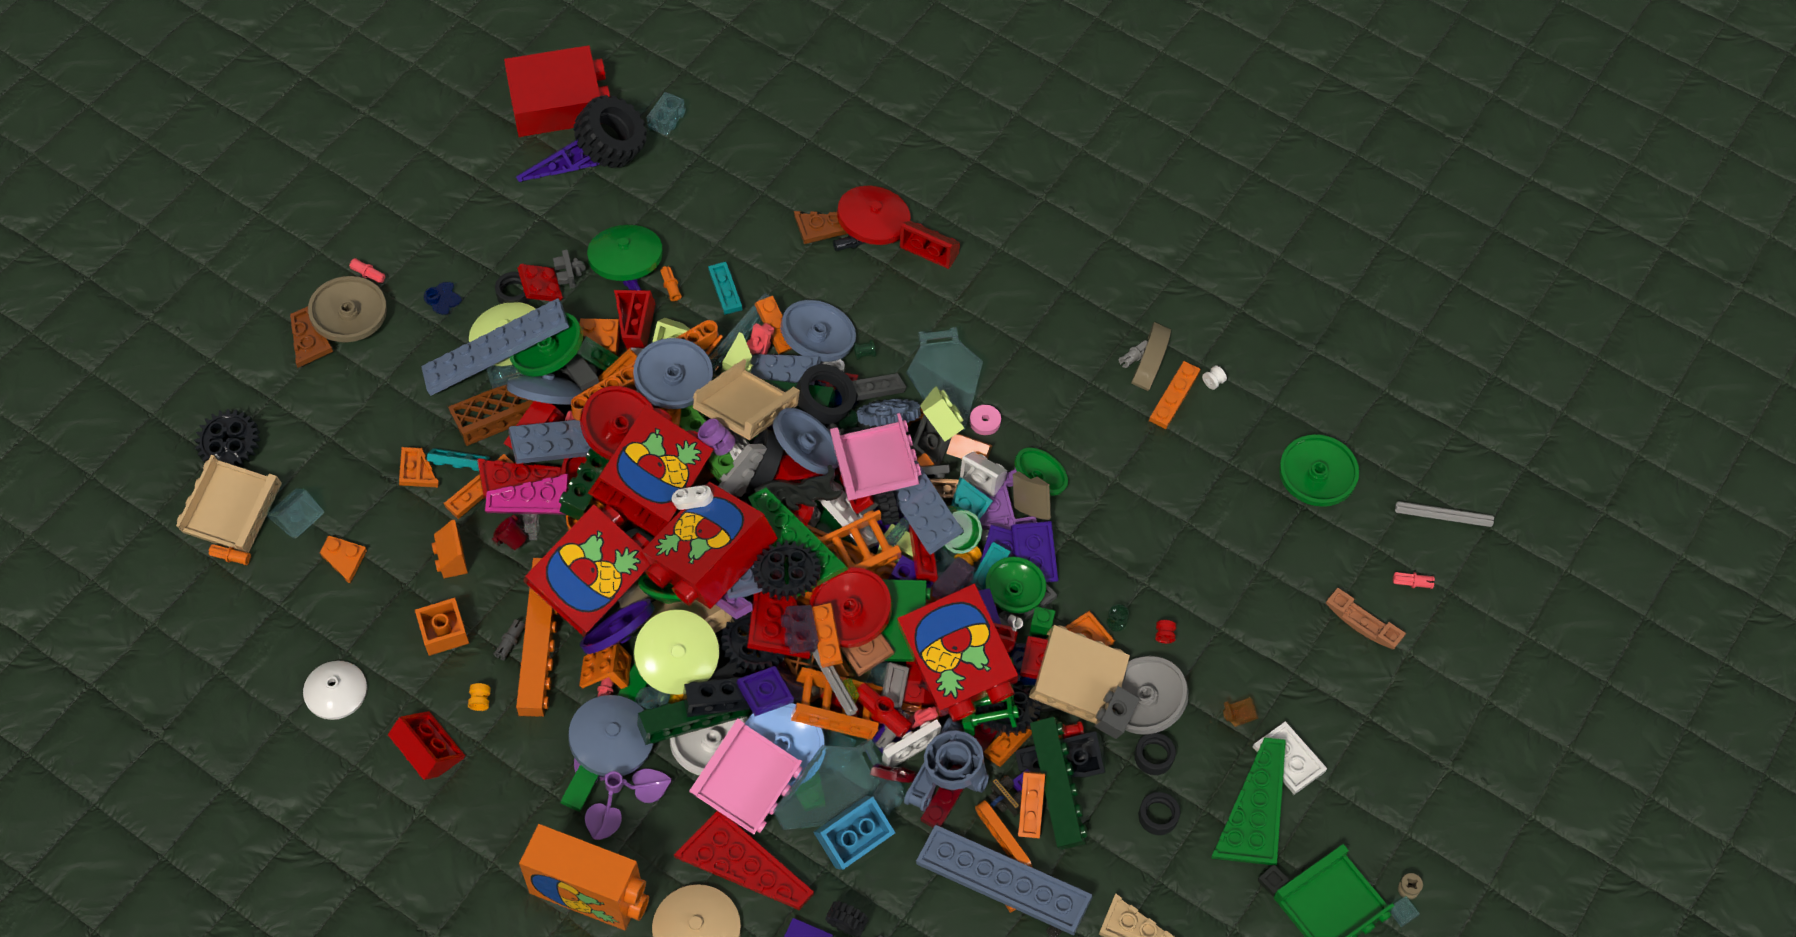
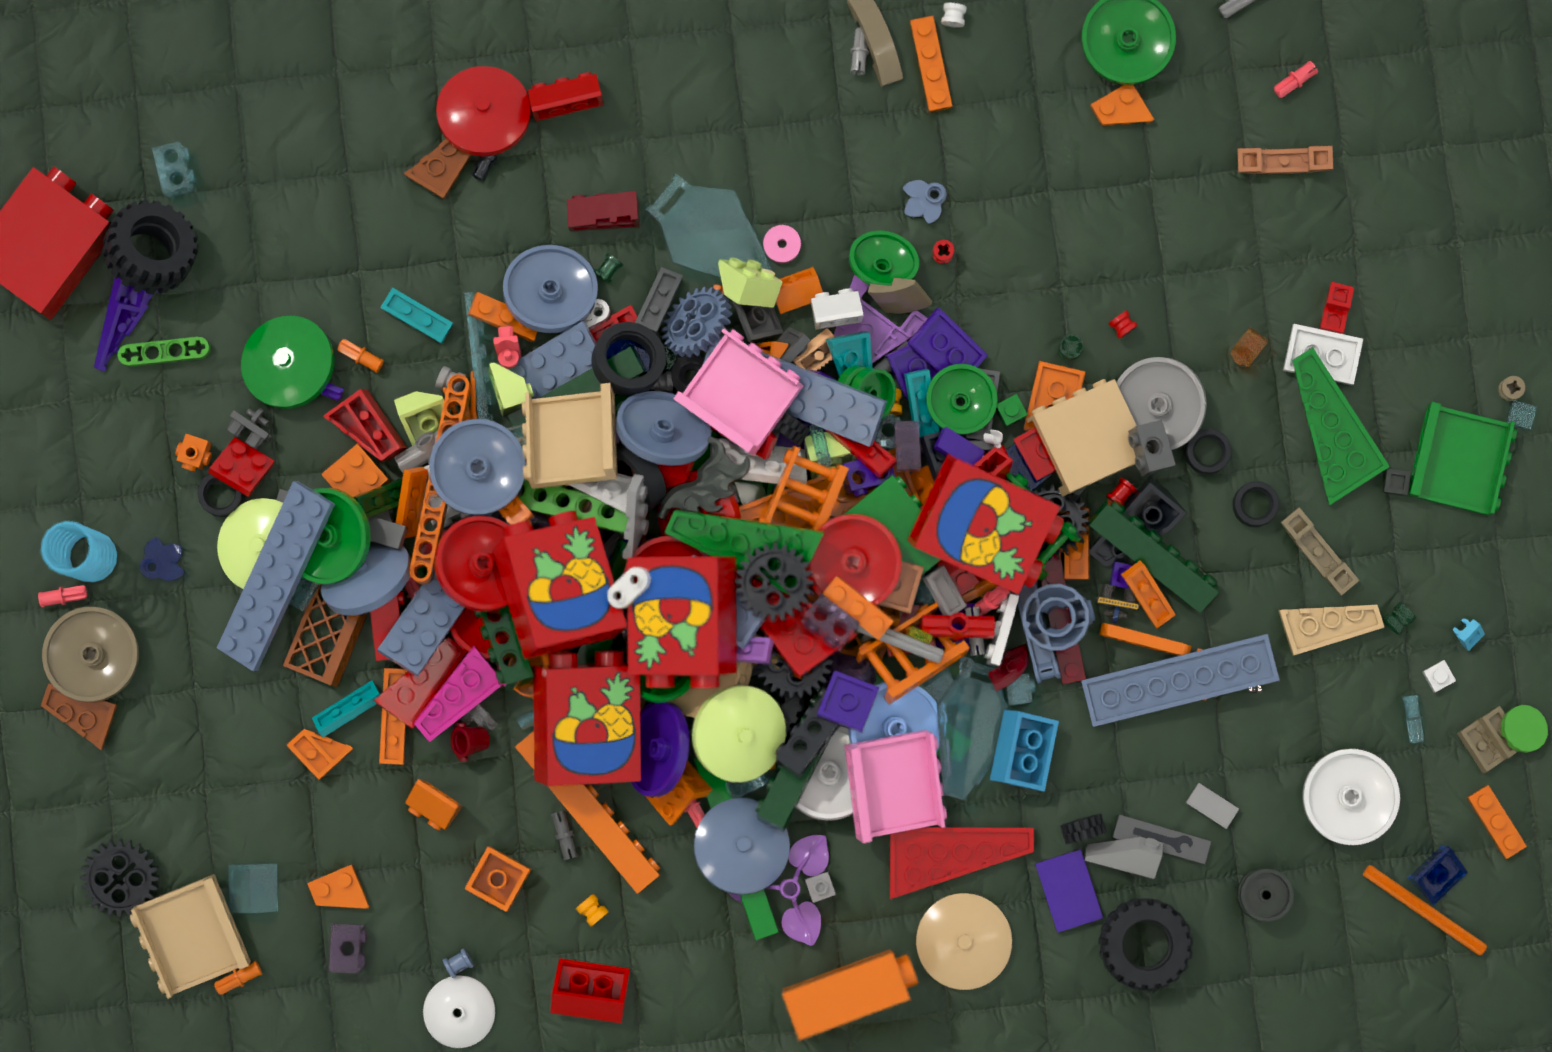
camera: 35 degrees left, 25 degrees up
(312, 580) = (340, 961): none -> clear purple brick
(365, 657) = (458, 963): none -> sand blue bush
(391, 255) = (57, 552): none -> medium azure piece
(521, 253) = (193, 444): none -> orange brick
(562, 197) = (164, 351): none -> bright green beam
(636, 807) = (820, 887): none -> light grey brick
(716, 436) = (584, 501): medium lavender wheel -> none
(893, 317) = (603, 211): none -> dark red wedge
(1087, 494) = (942, 244): none -> red bush
(1098, 463) = (921, 201): none -> sand blue plate
(1177, 878) = (1319, 552): none -> dark tan slope
(1279, 509) = (1121, 107): none -> orange wing
(1325, 737) = (1336, 308): none -> red slope

